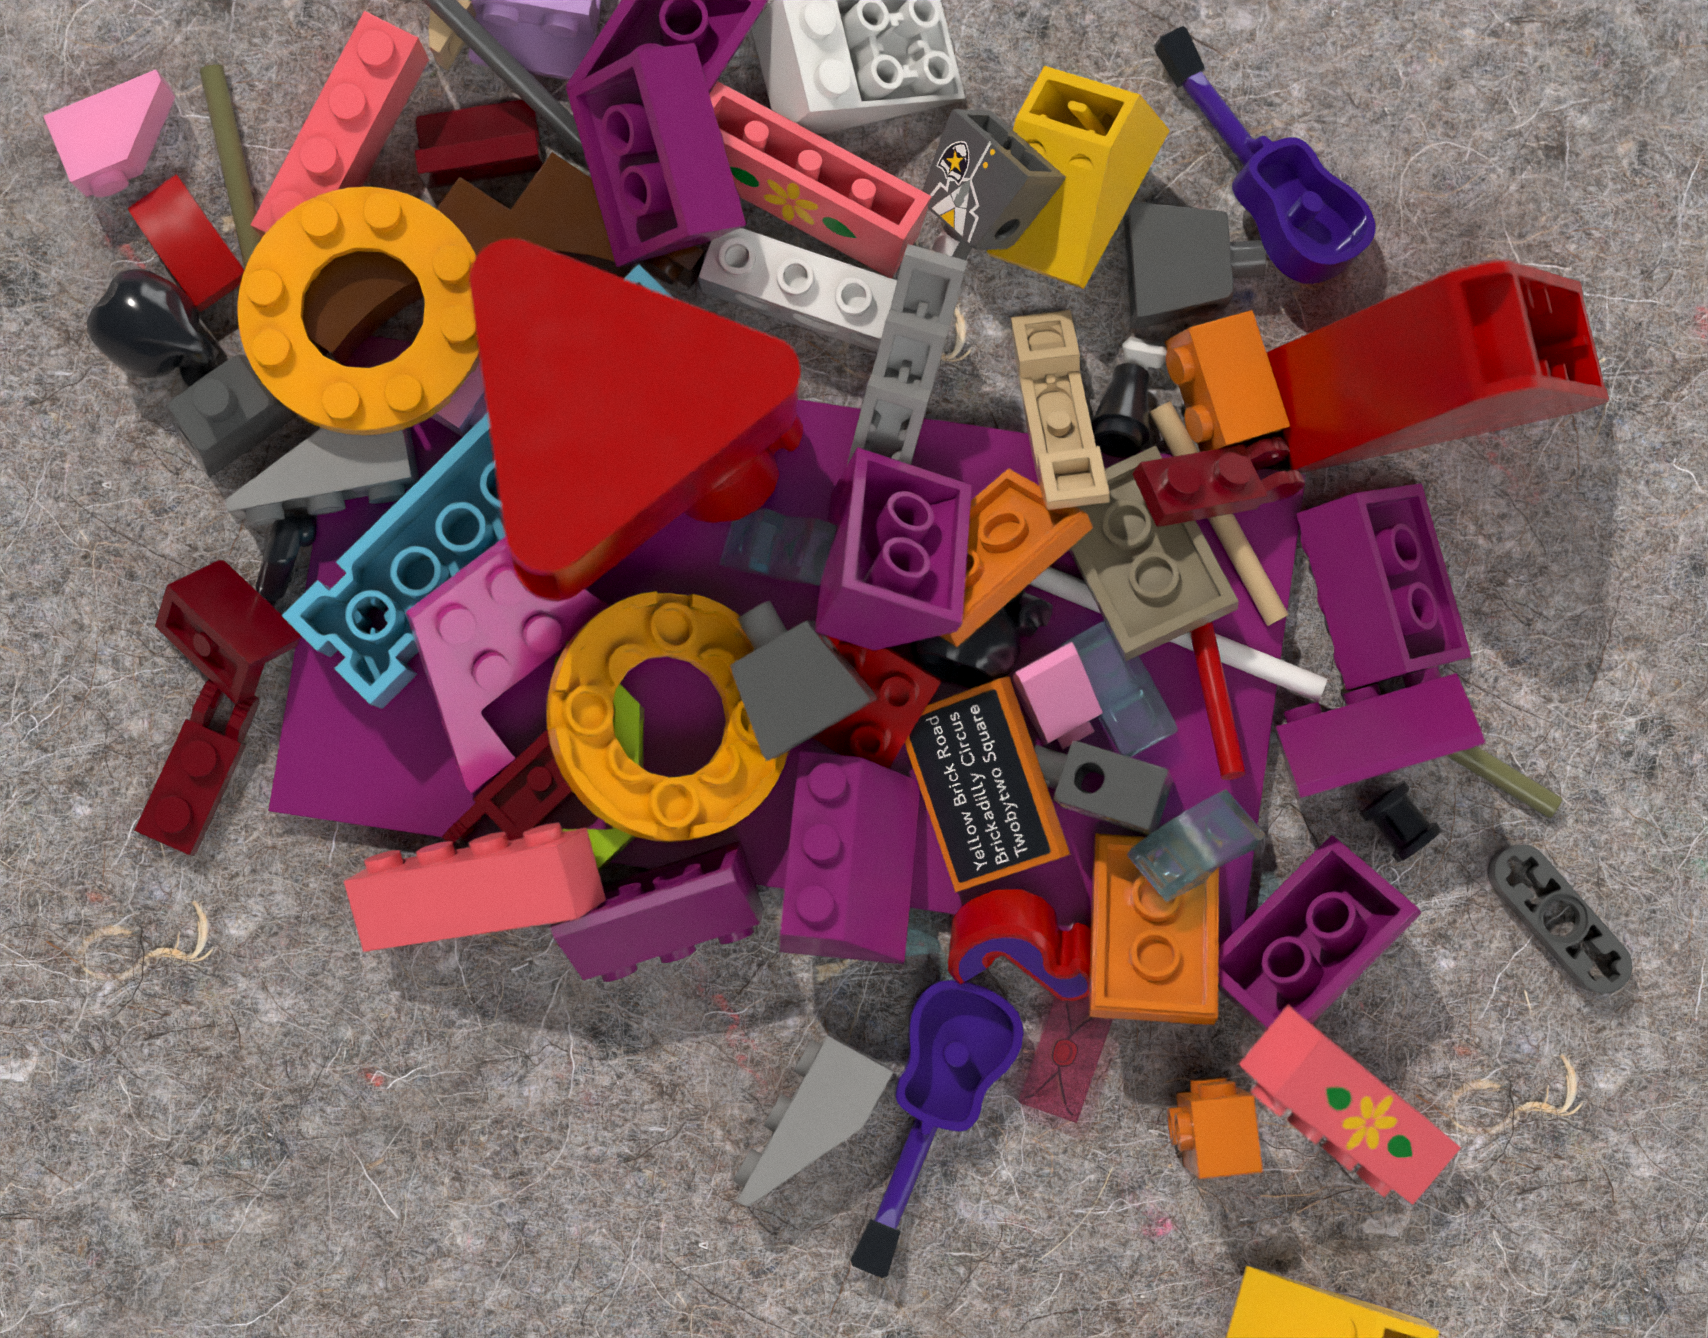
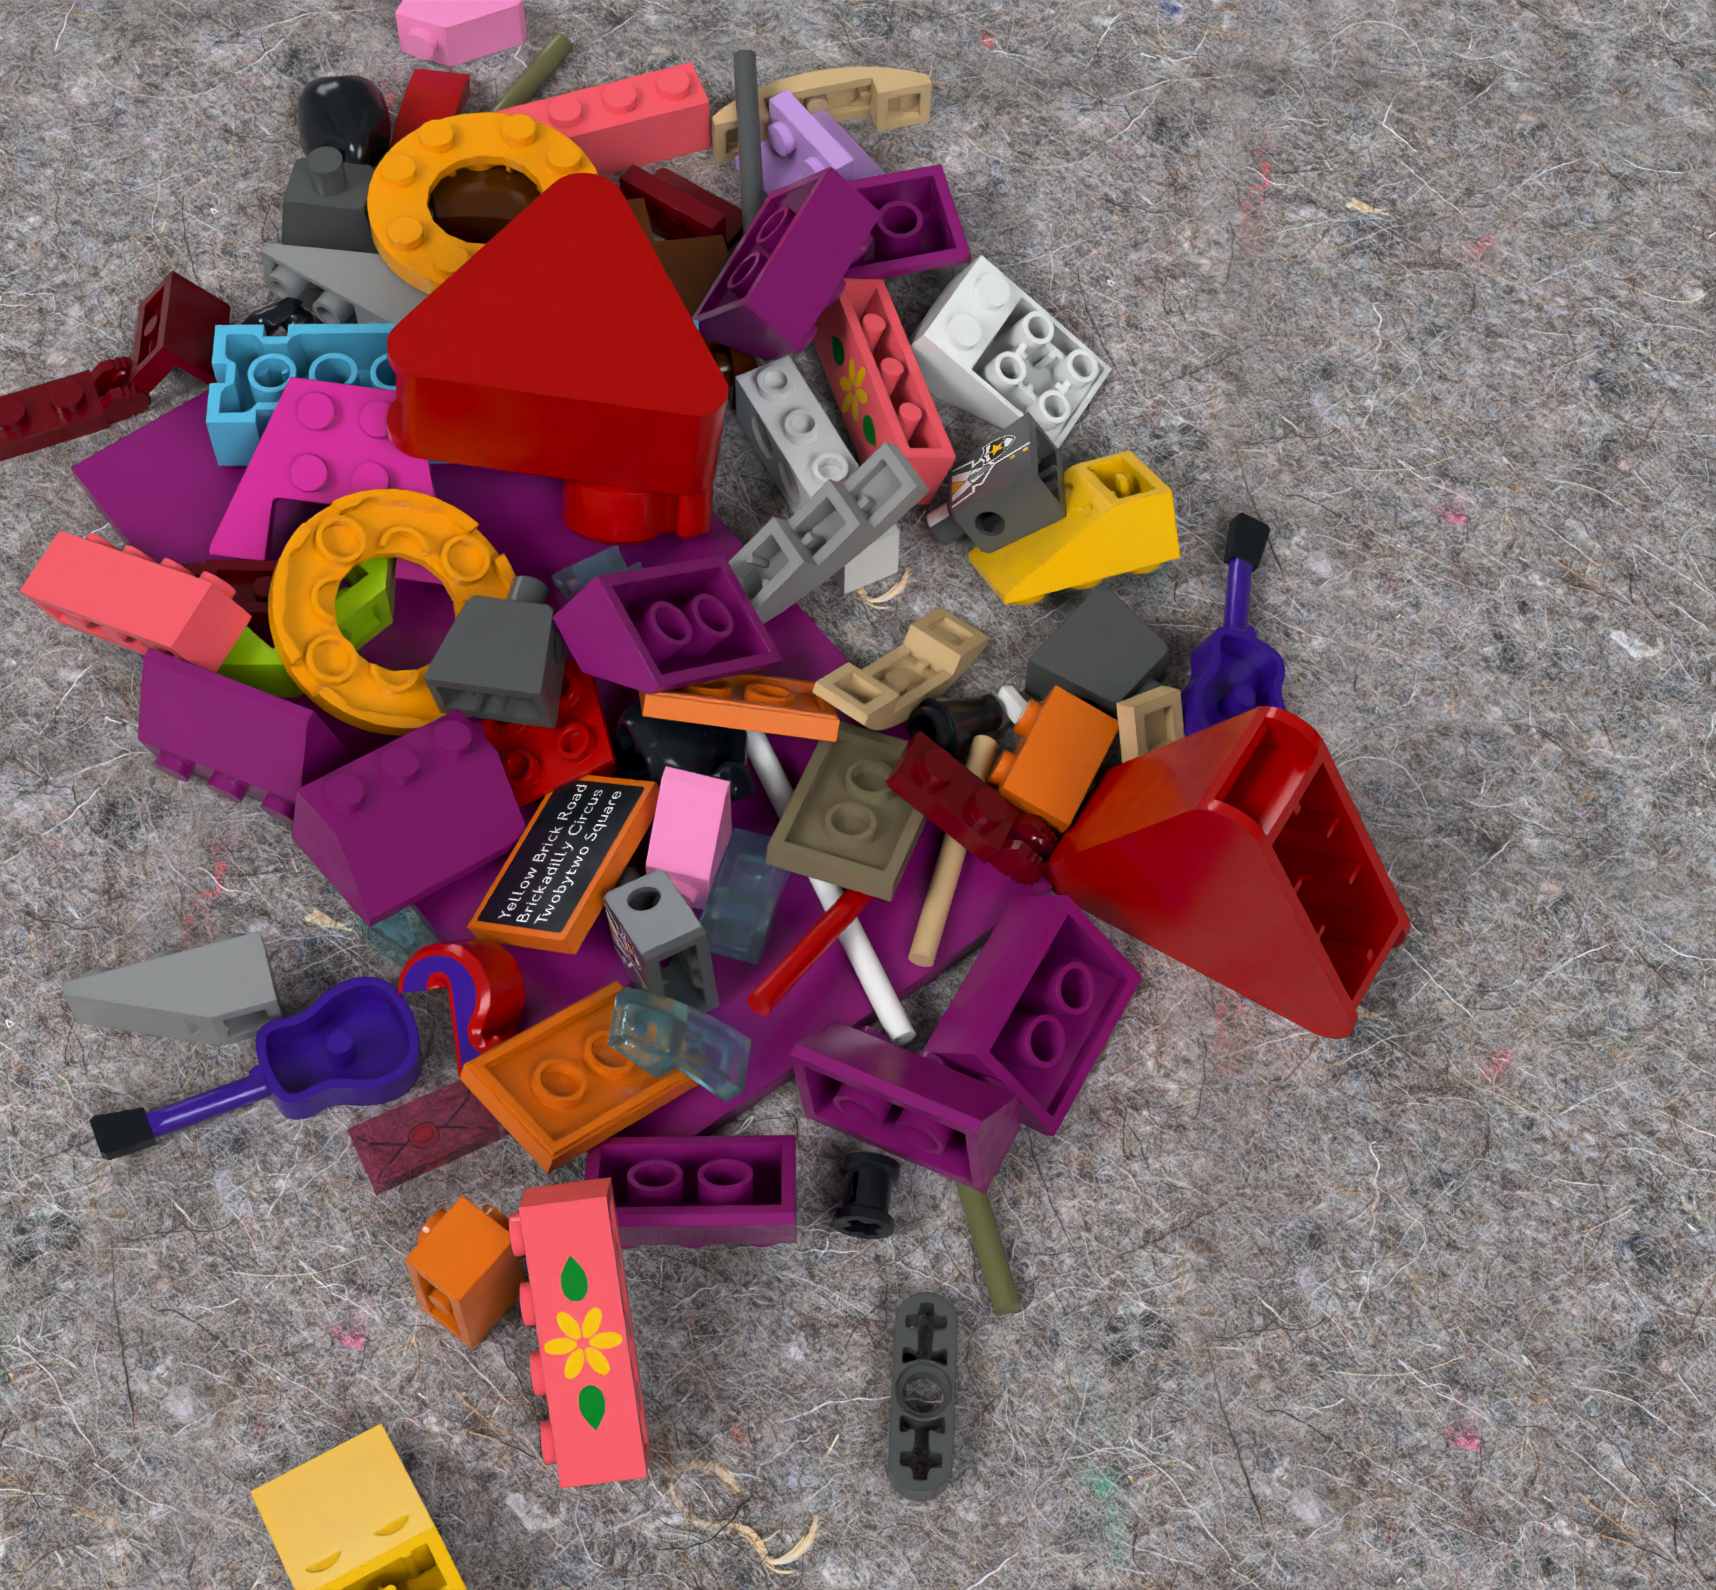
camera: 45 degrees right, 25 degrees down
(1280, 298) = (1149, 721): none -> tan plate

